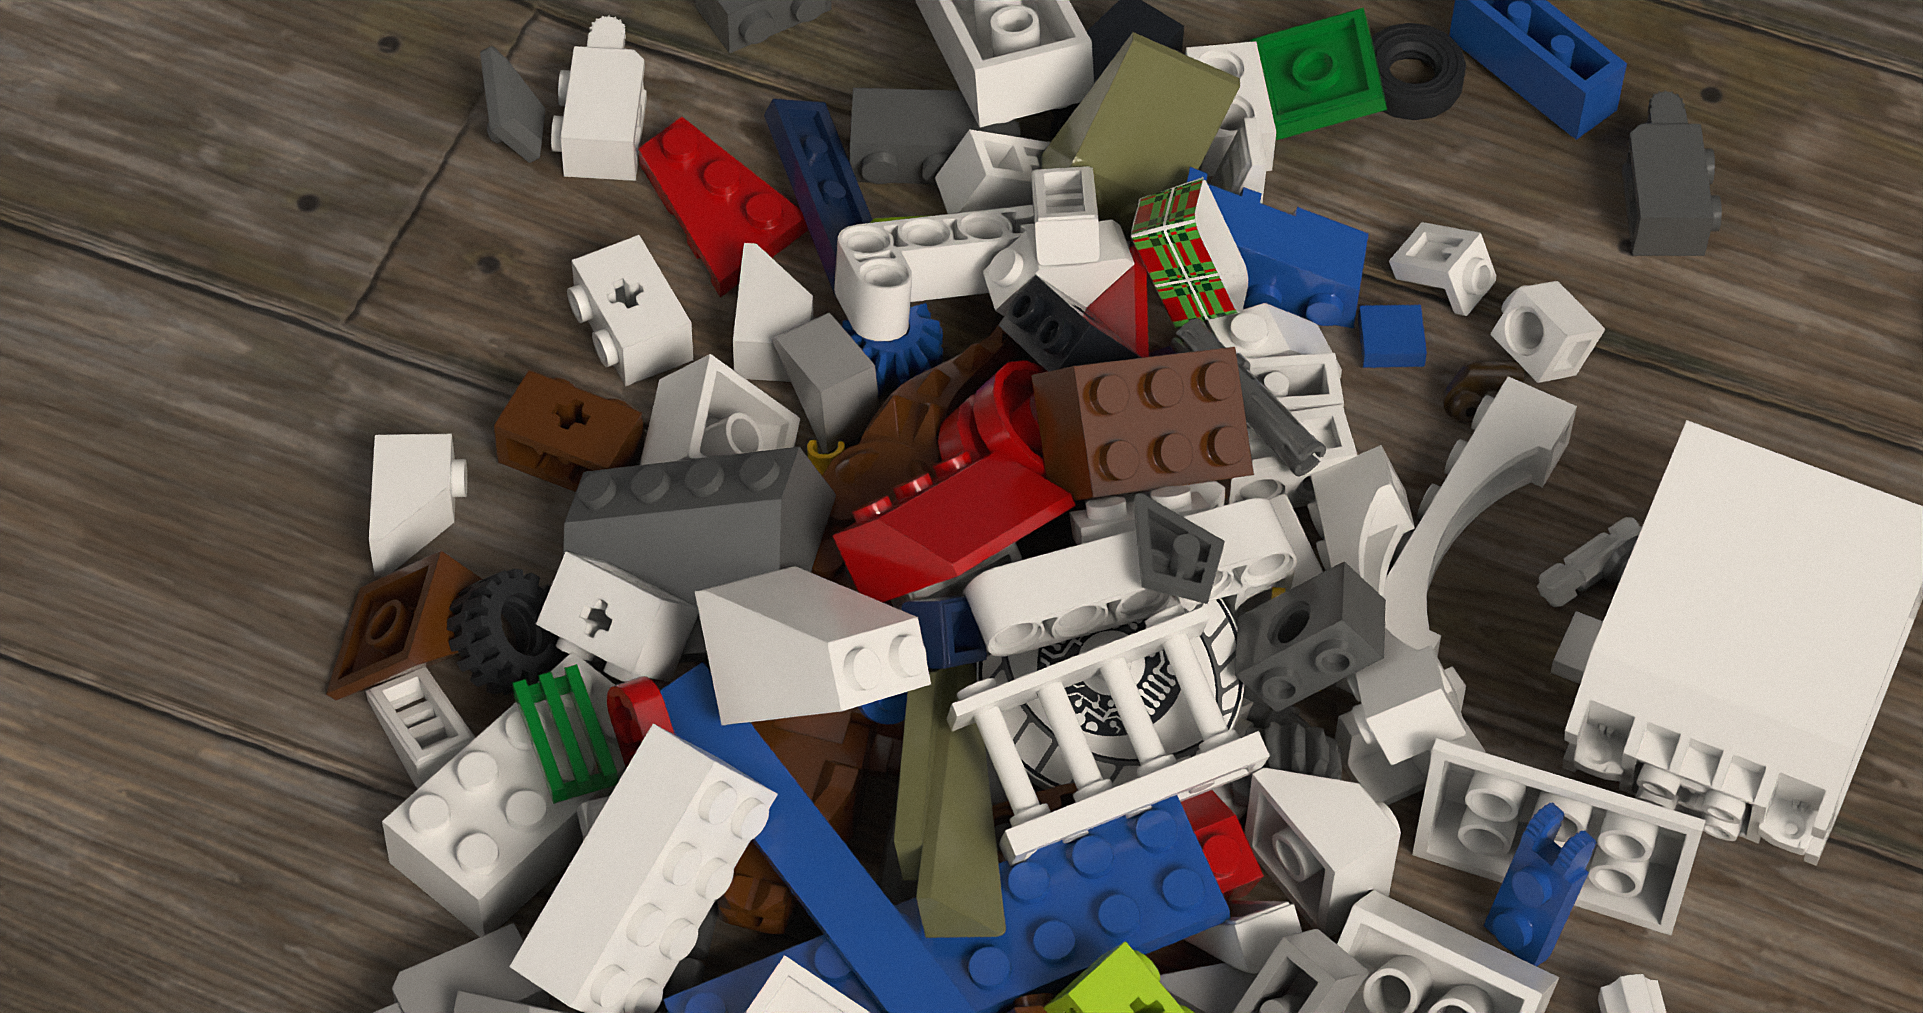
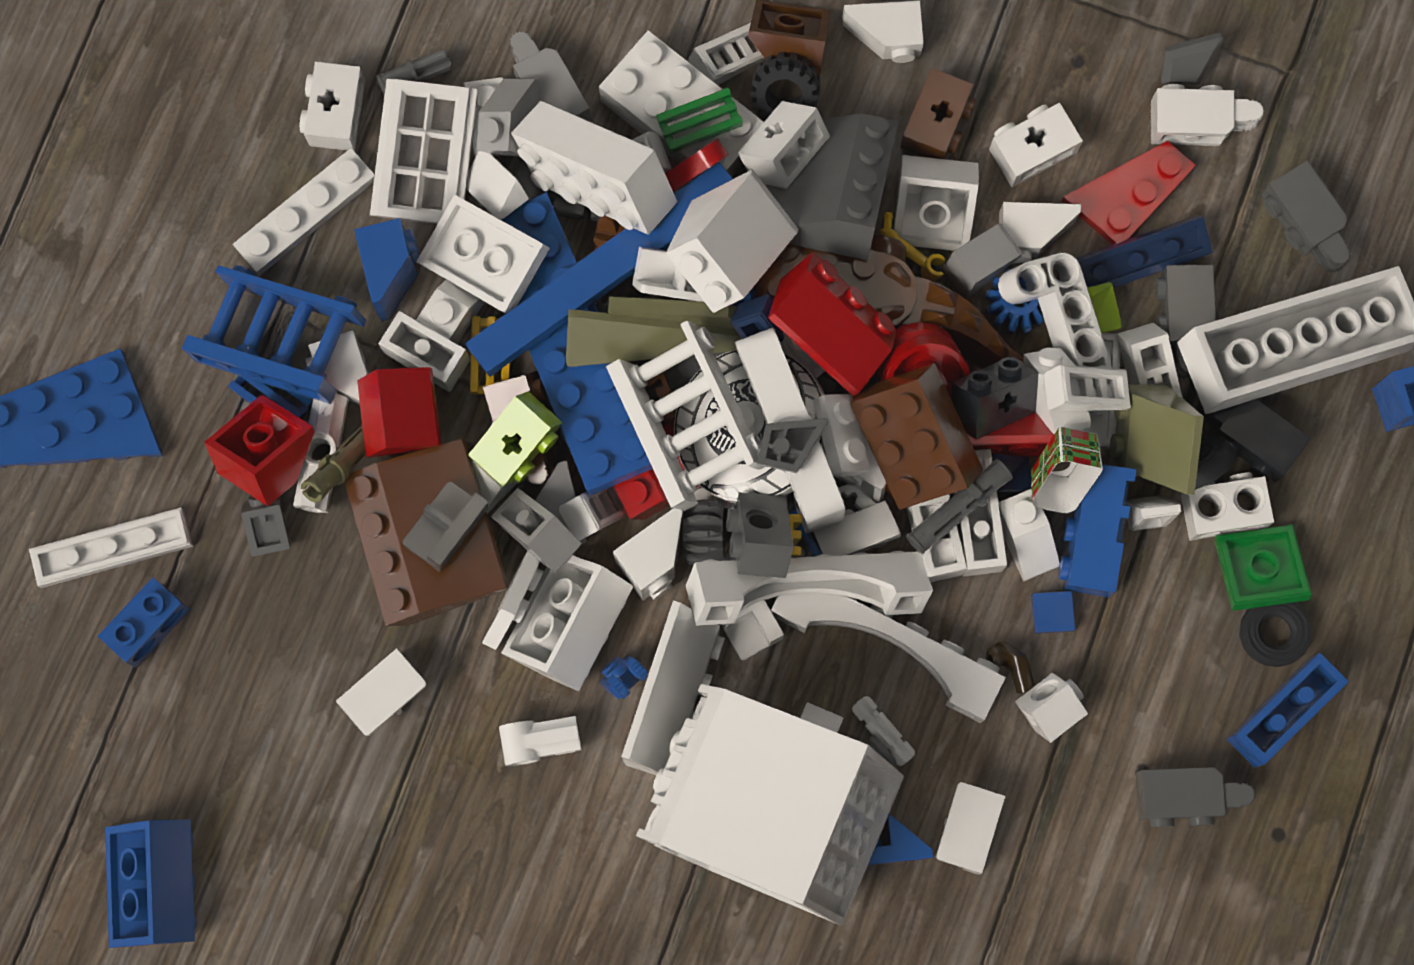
camera: 90 degrees right, 25 degrees up
(851, 765) = (660, 276): none -> white panel
(1449, 261) = (1108, 647): white bracket -> none
(1751, 422) = (970, 827): none -> white panel

